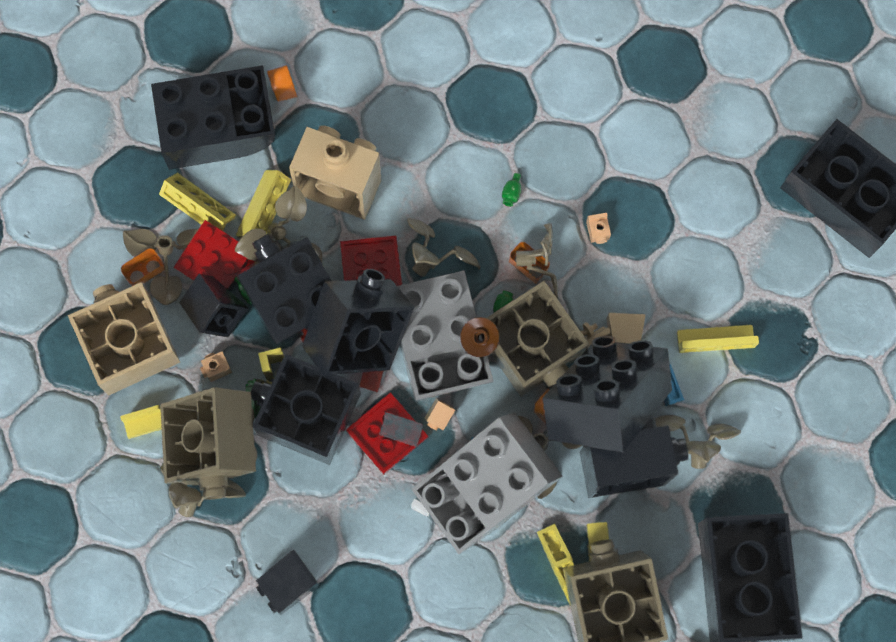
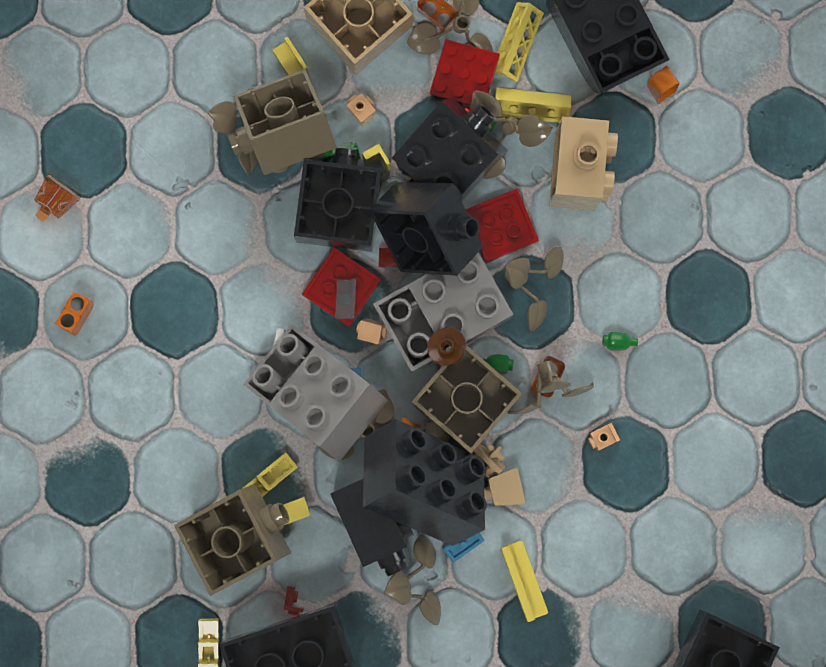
camera: 75 degrees right, 10 degrees up
(212, 306) = (415, 87): black slope -> none
(286, 583) = (177, 235): black slope -> none
(681, 565) = (292, 597): none -> clear red bracket

